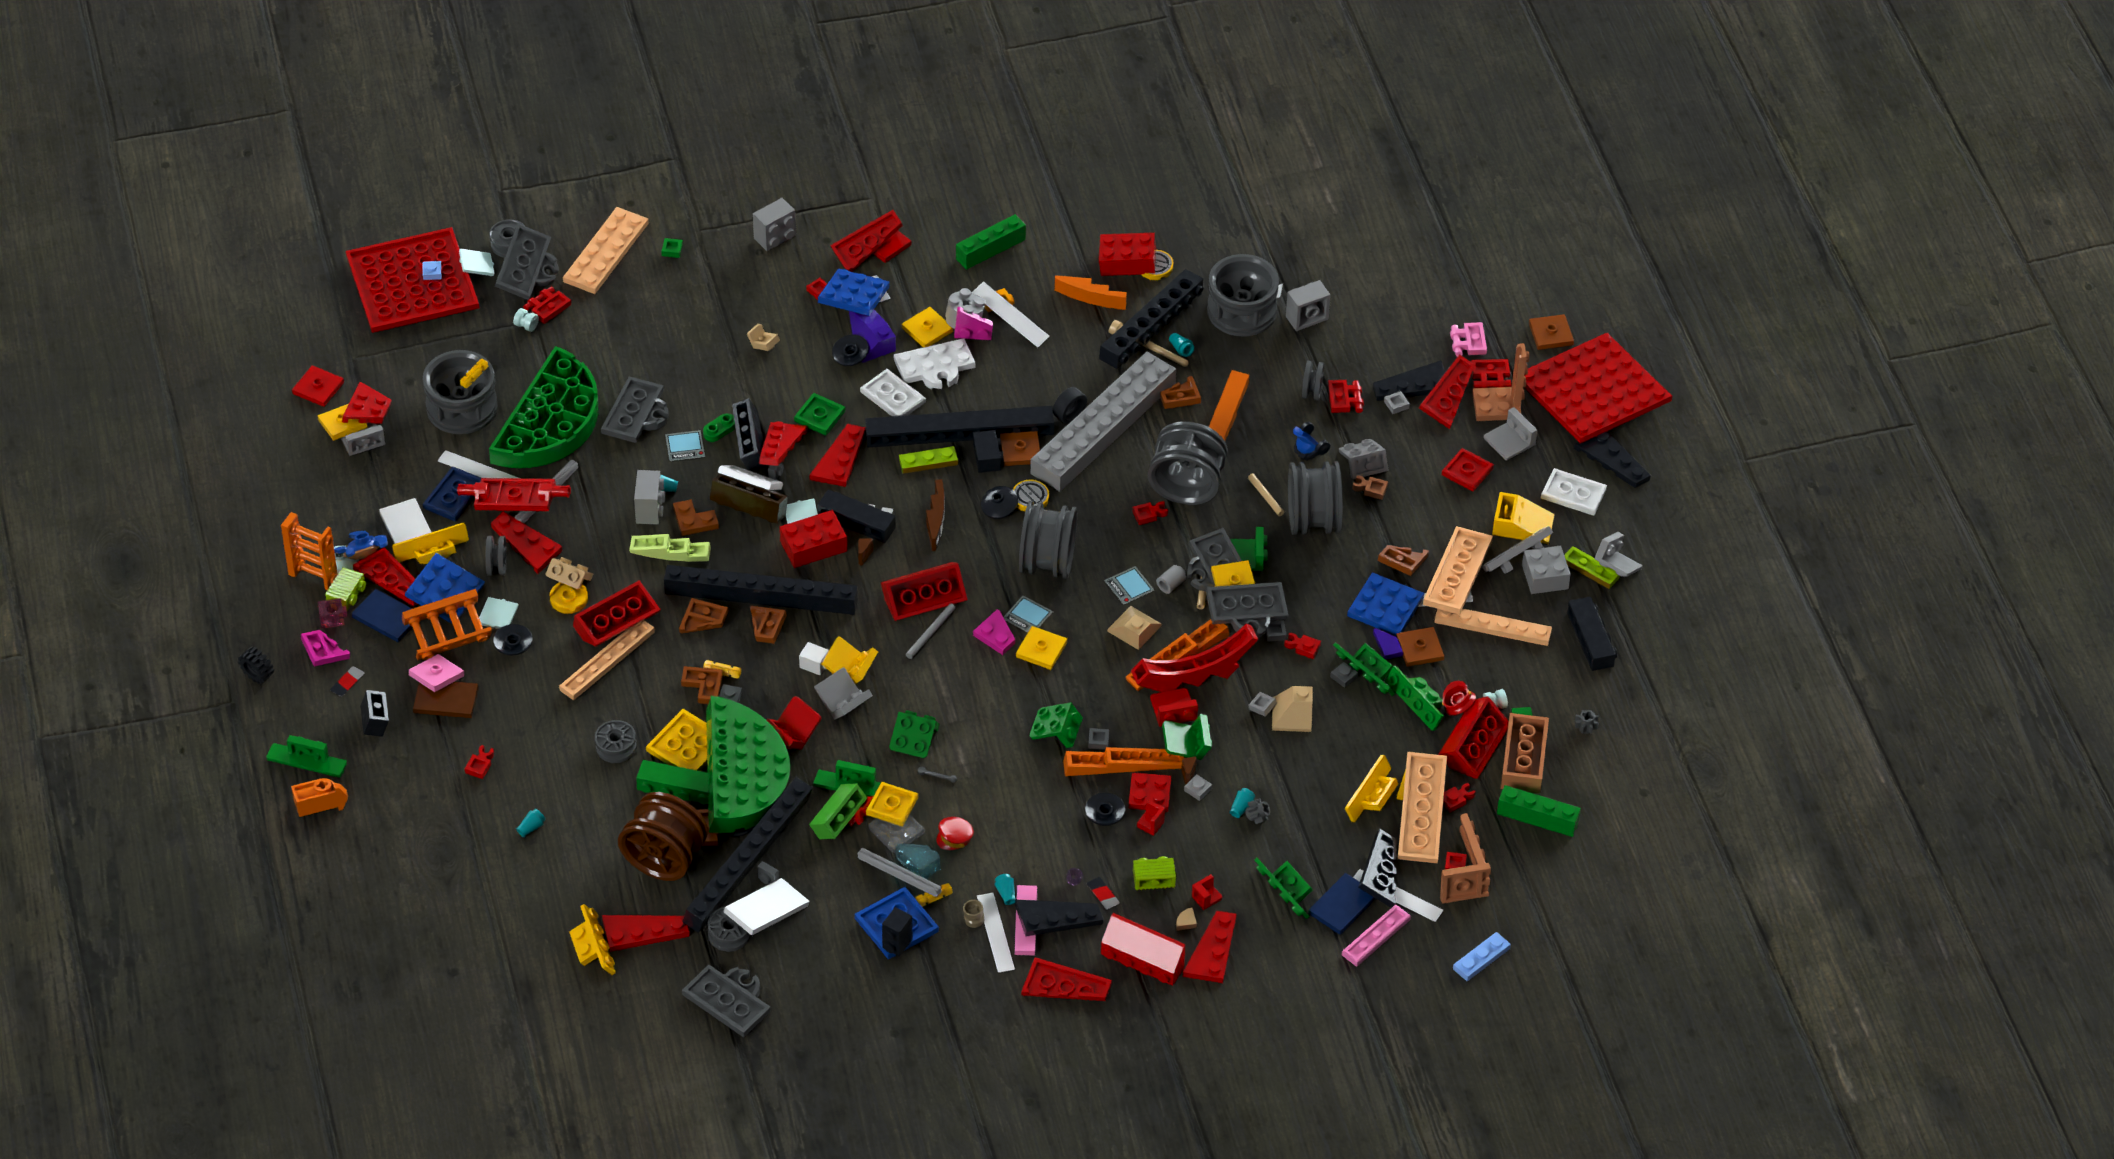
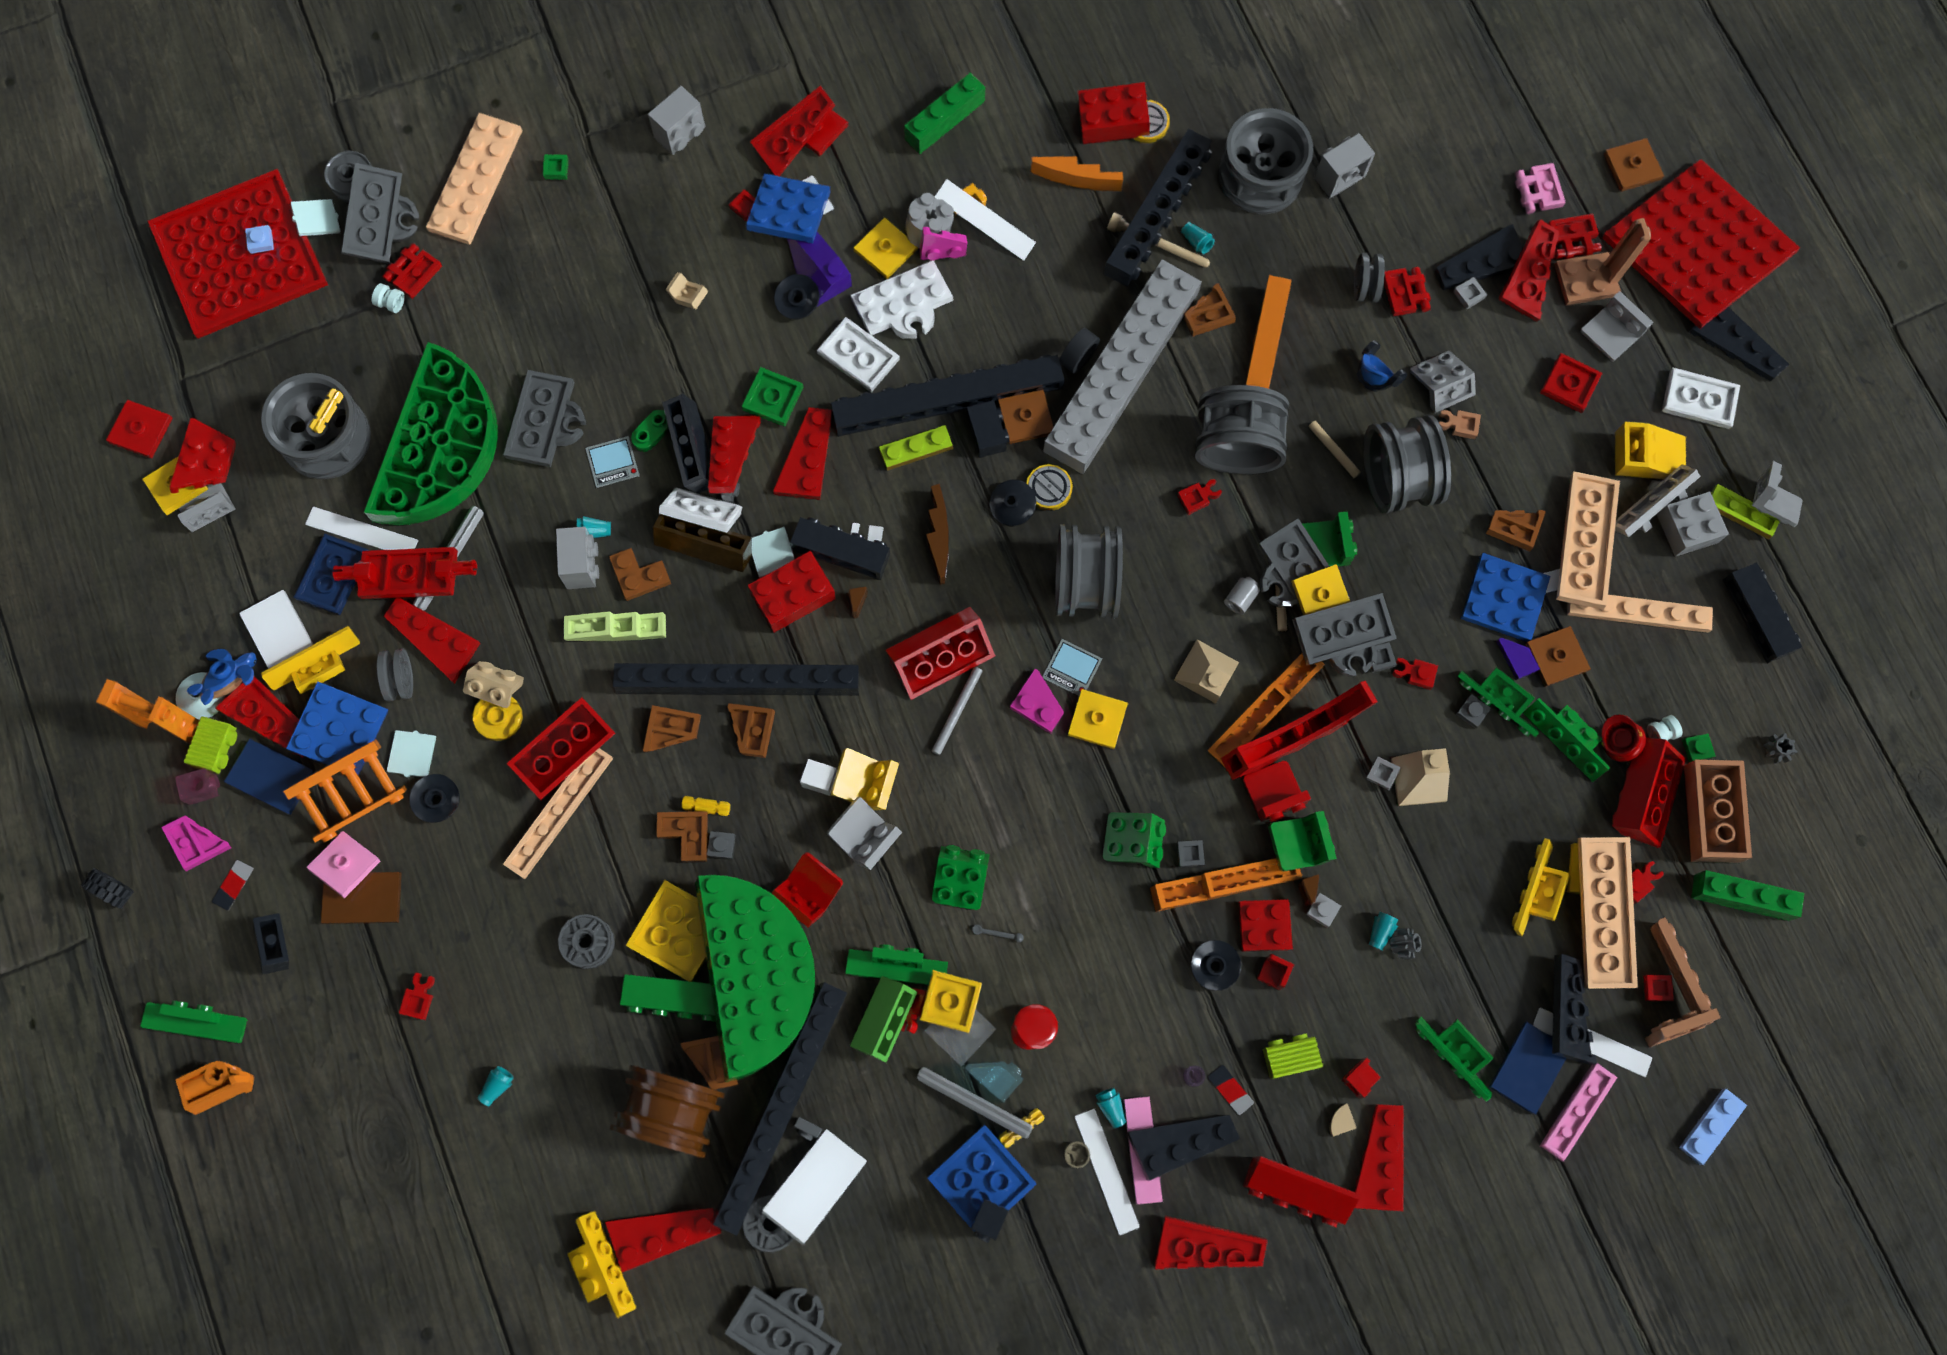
camera: 10 degrees left, 25 degrees up
(1129, 585) = (1189, 606): sticker -> none

